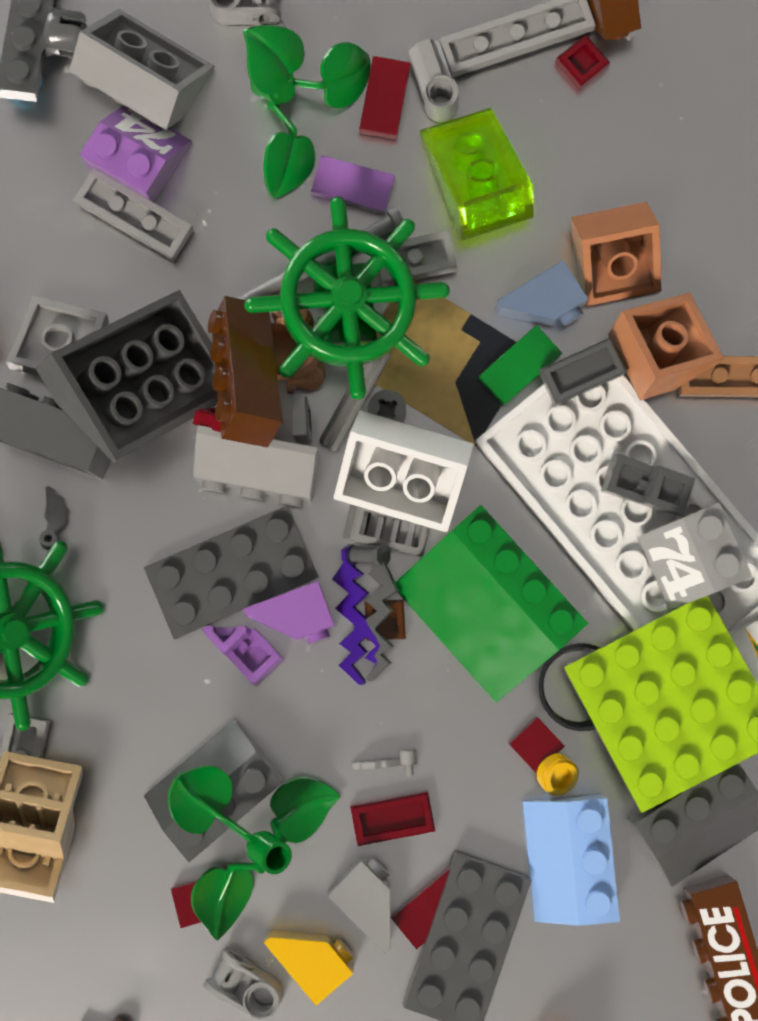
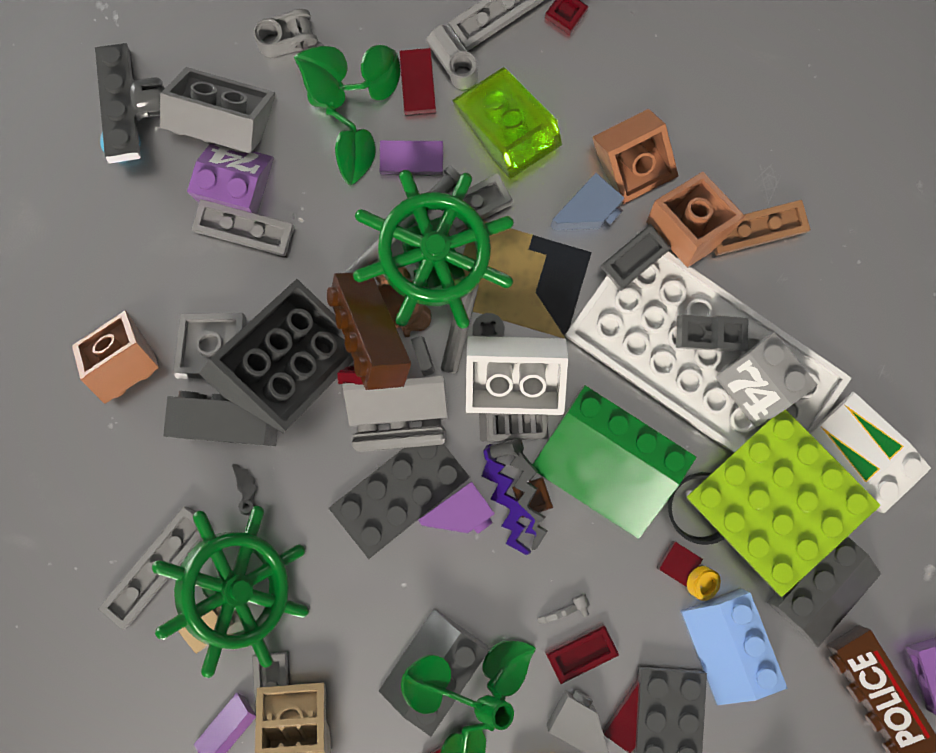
camera: 15 degrees left, 0 degrees up
(246, 650) = (429, 552): medium lavender slope -> none
(247, 508) = (399, 438): none -> light grey axle
(520, 365) = (583, 265): green tile -> none

